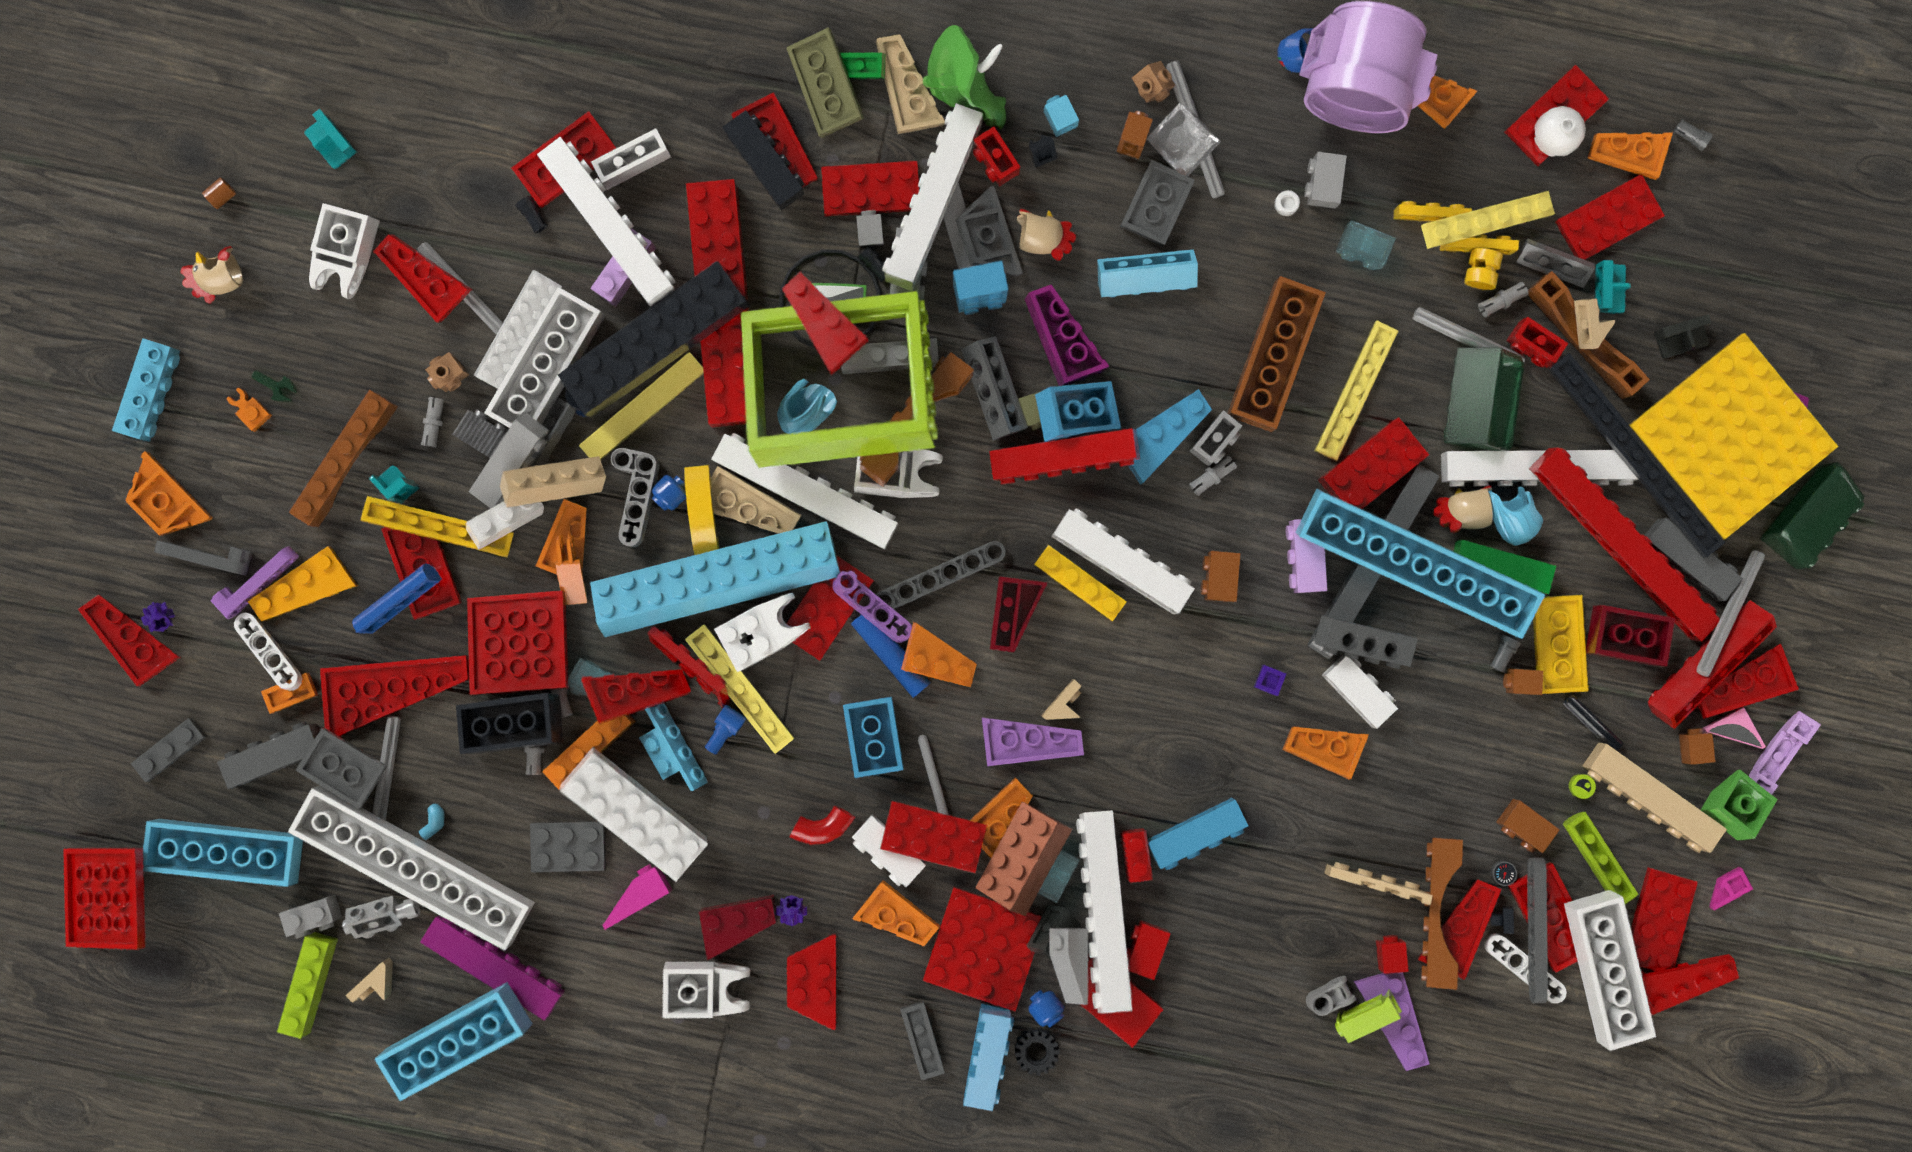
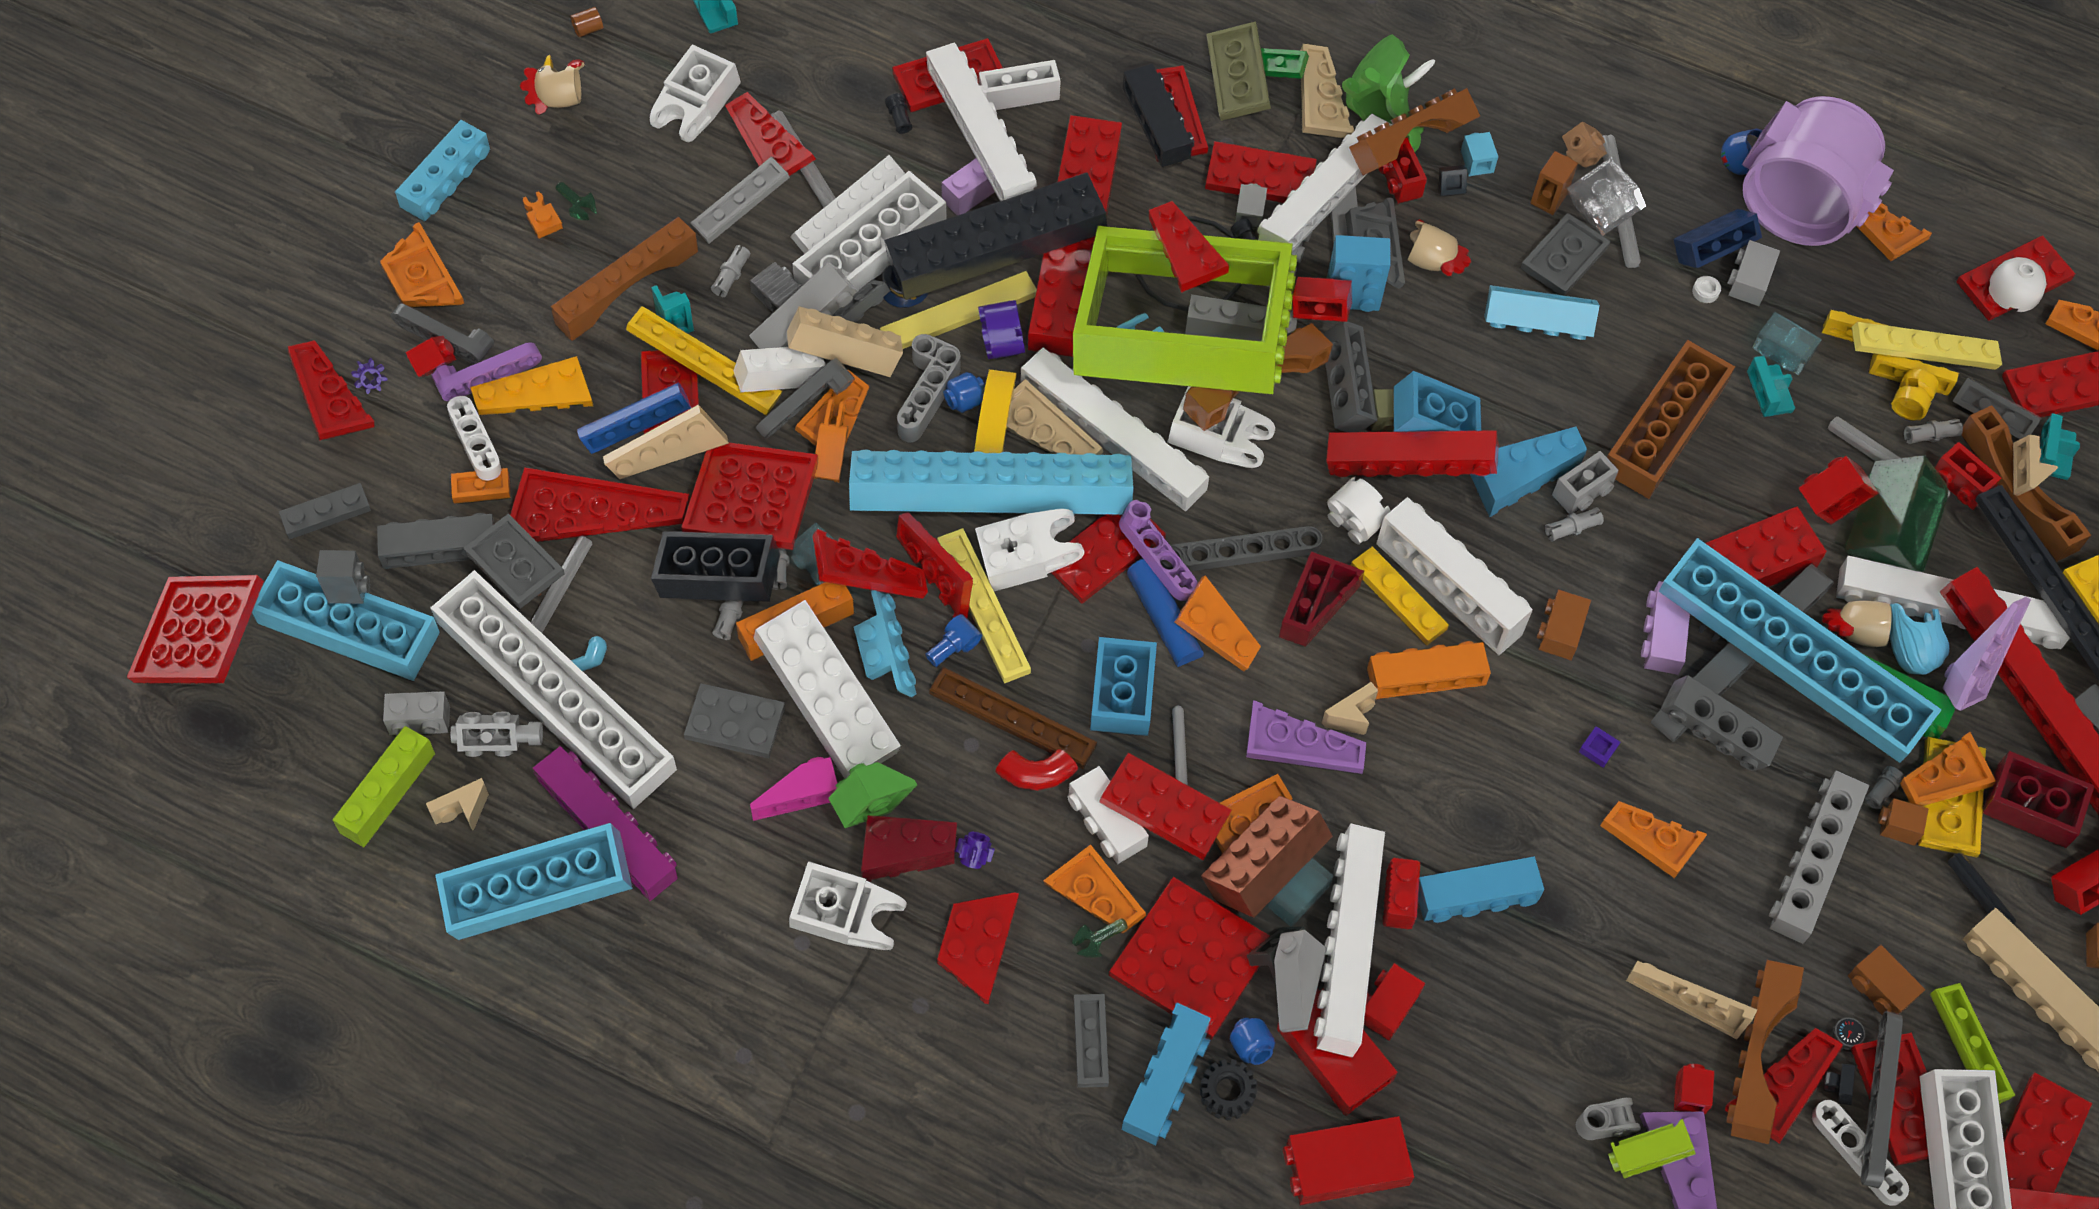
camera: 20 degrees right, 25 degrees down
(203, 586) = (431, 355): none -> red brick
(205, 835) = (342, 577): none -> dark grey brick
(418, 349) = (740, 200): none -> light grey tile
(433, 617) = (674, 440): none -> tan wing
(446, 372) = (763, 226): medium nougat brick -> none
(554, 515) = (831, 375): none -> dark grey beam
(685, 424) = (1001, 329): none -> dark purple brick
(693, 898) = (869, 791): none -> bright green slope
(790, 781) = (1011, 716): none -> reddish brown tile
(906, 956) = (1097, 937): none -> clear green bar
(955, 327) = (1322, 299): none -> red brick
(972, 153) = (1383, 146): none -> dark orange arch
(1029, 519) = (1357, 509): none -> white brick
(1062, 338) = (1433, 343): magenta wedge -> none
(1119, 649) = (1429, 669): none -> orange brick
(1139, 1084) = (1348, 1160): none -> red brick
(1289, 152) = (1717, 238): none -> dark blue brick
(1356, 390) = (1752, 481): light yellow tile -> none
(1358, 292) = (1770, 387): none -> teal panel
(1360, 691) = (1704, 783): white brick -> none
(1430, 393) = (1838, 489): none -> red brick
(1470, 720) = (1849, 796): none -> light grey brick
(1556, 632) = (1950, 774): none -> orange wing
(1569, 532) = (1977, 667): none -> lavender wedge
(1582, 786) = (1959, 958): lime tile -> none

